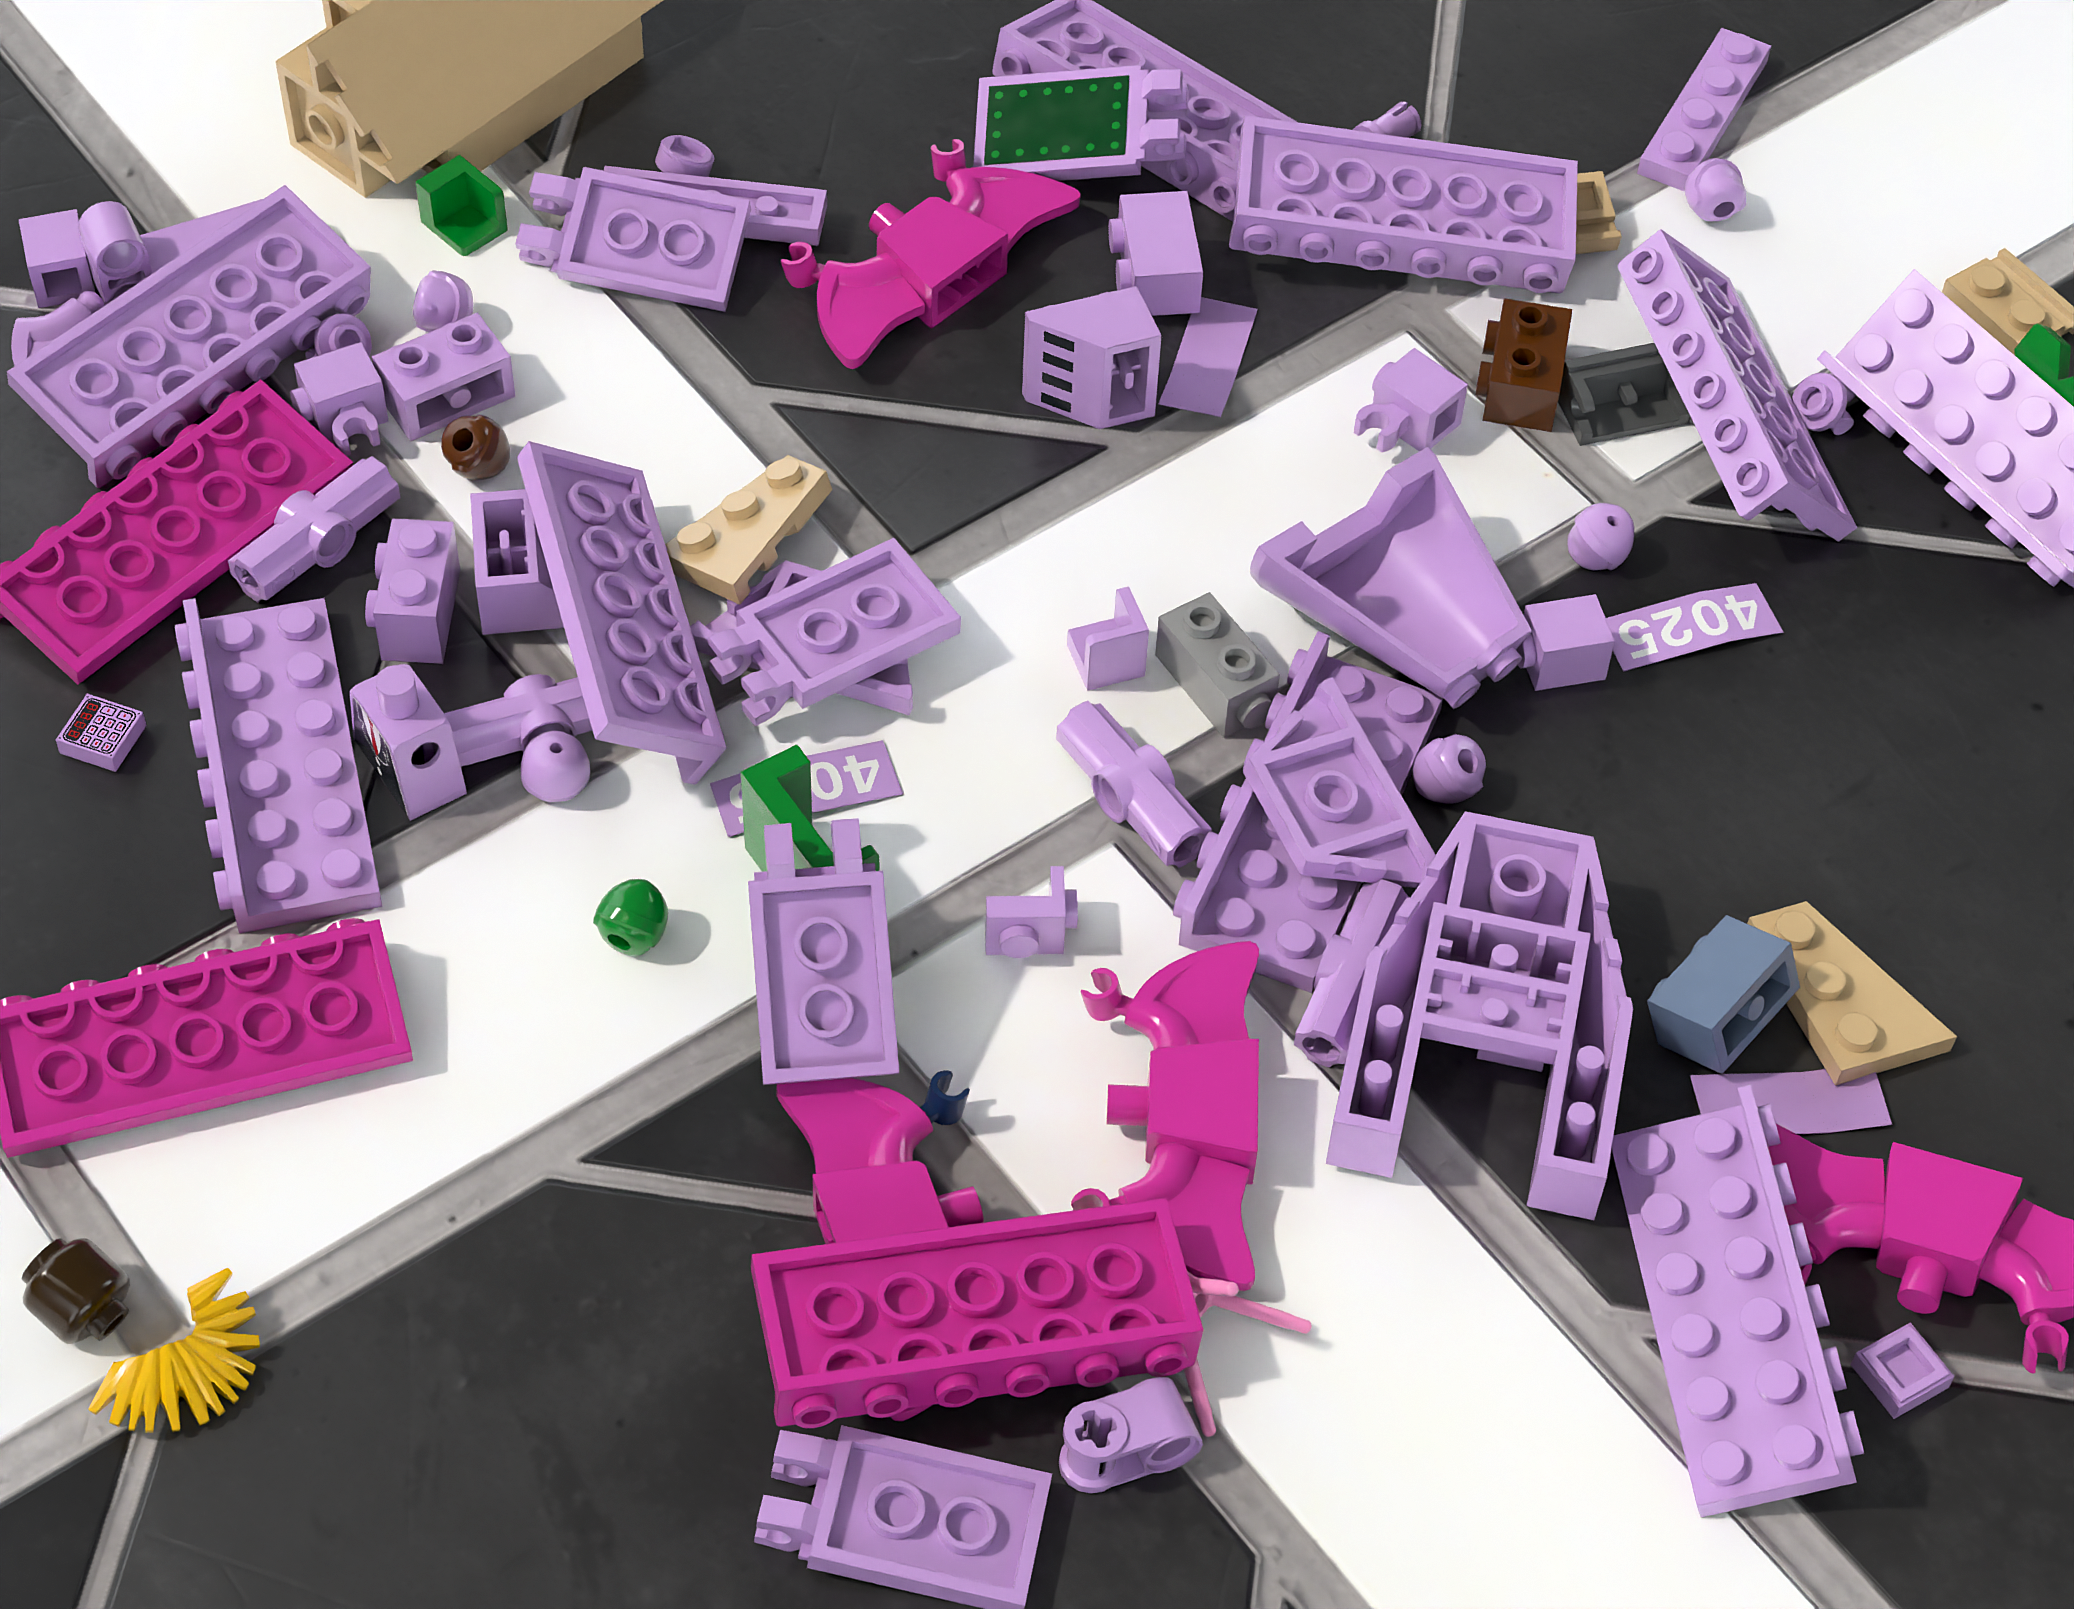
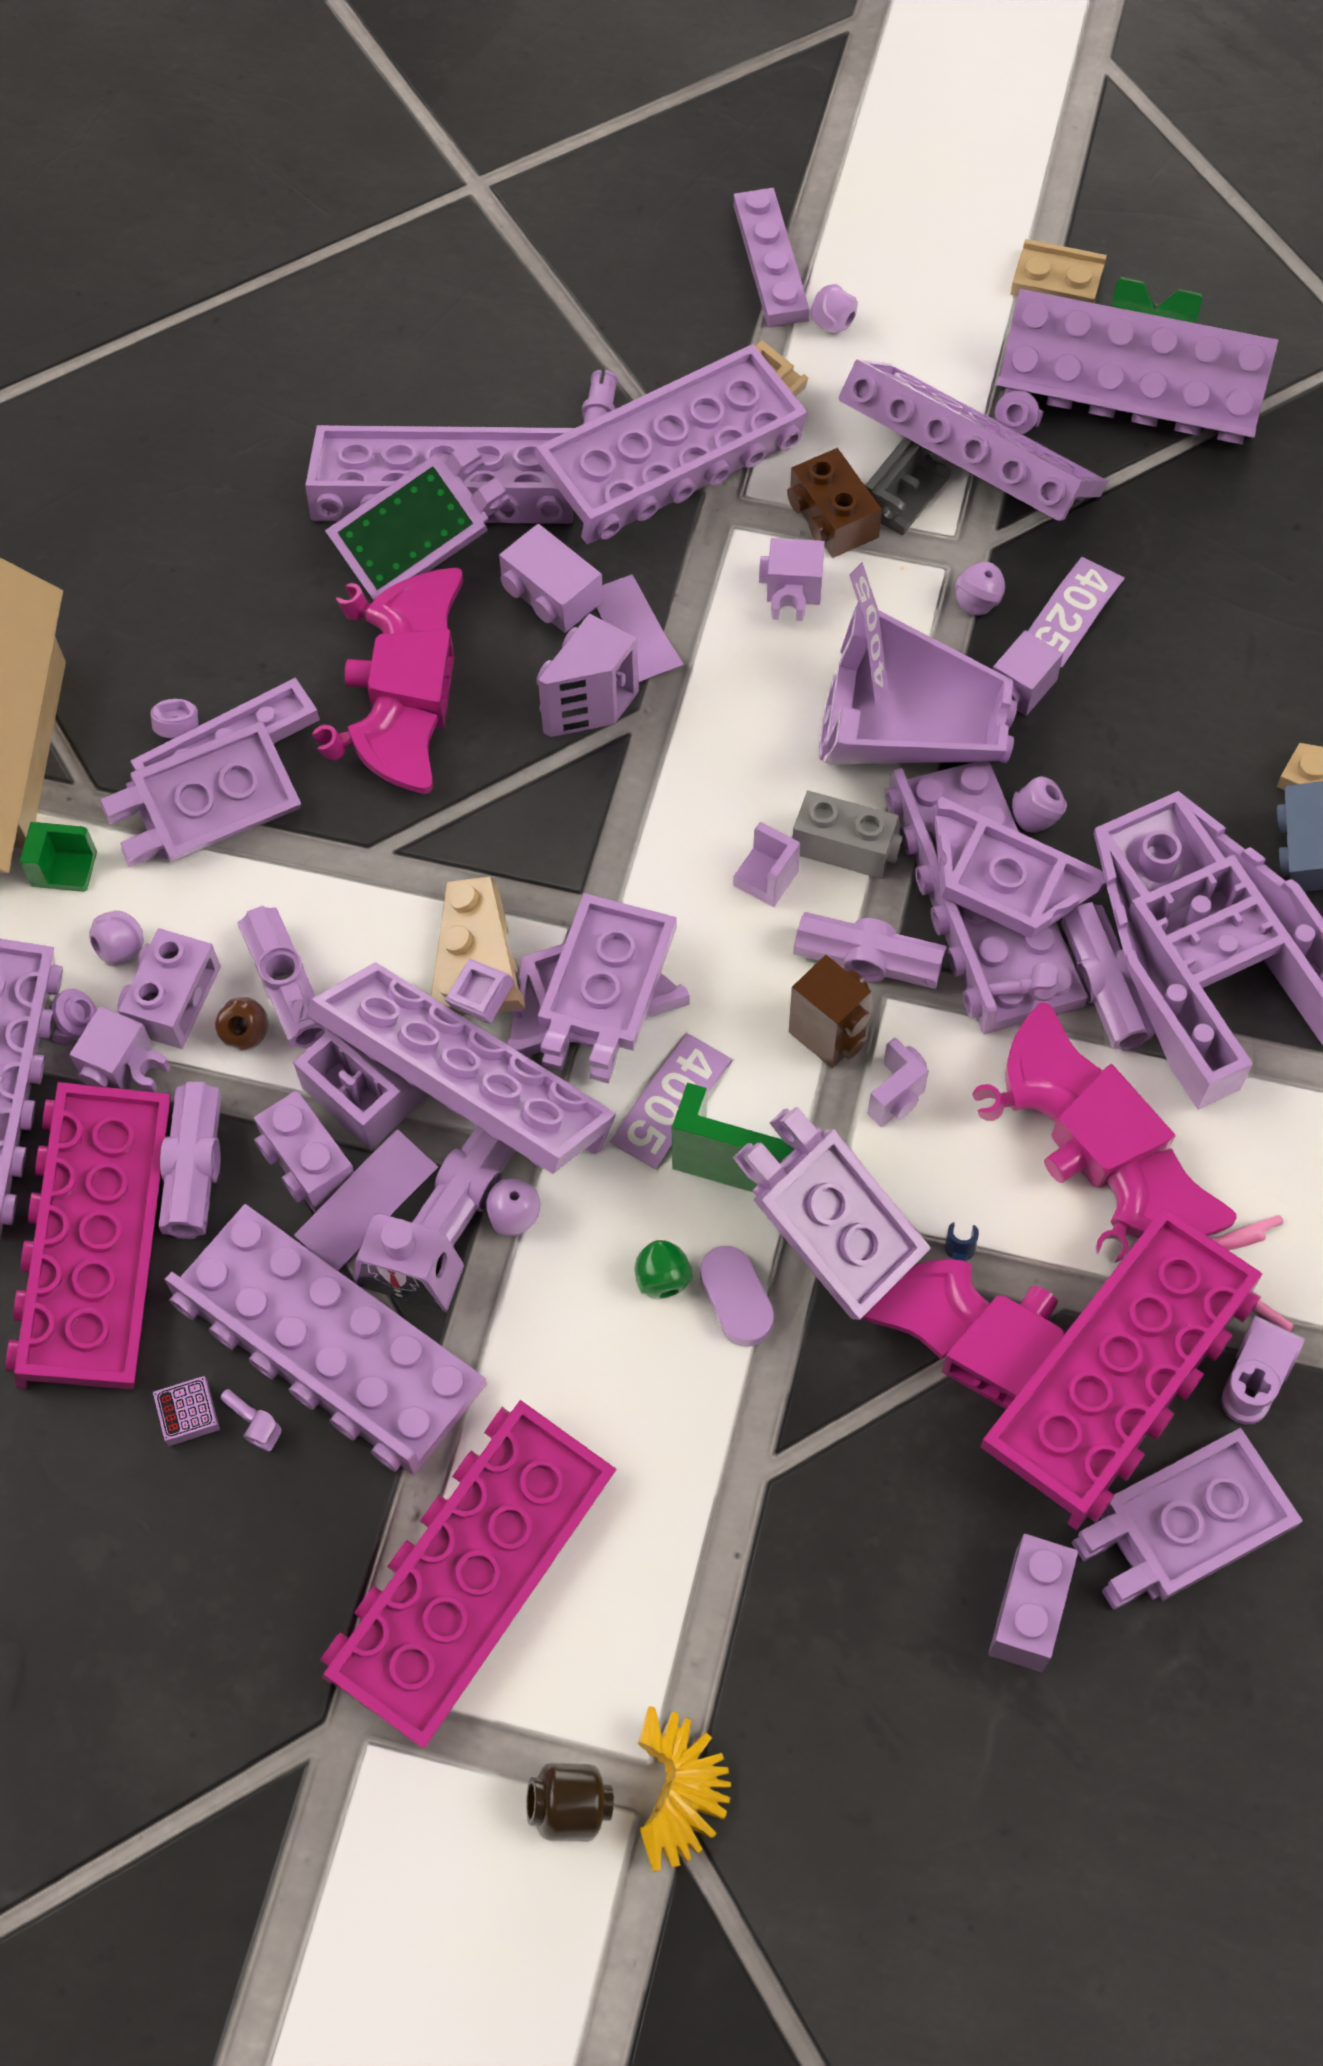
camera: 35 degrees left, 10 degrees up
(147, 793) = (263, 1430): none -> lavender hand
(444, 658) = (373, 1188): none -> lavender sticker
(560, 412) = (275, 955): none -> lavender piece
(671, 1460) = (1033, 1603): none -> lavender brick
(684, 995) = (736, 1296): none -> lavender tile
(707, 554) = (480, 990): none -> lavender tile
(1024, 798) = (830, 1011): none -> reddish brown brick
(1265, 924) = (1040, 987): none -> lavender hand
(1409, 482) = (873, 631): none -> lavender sticker

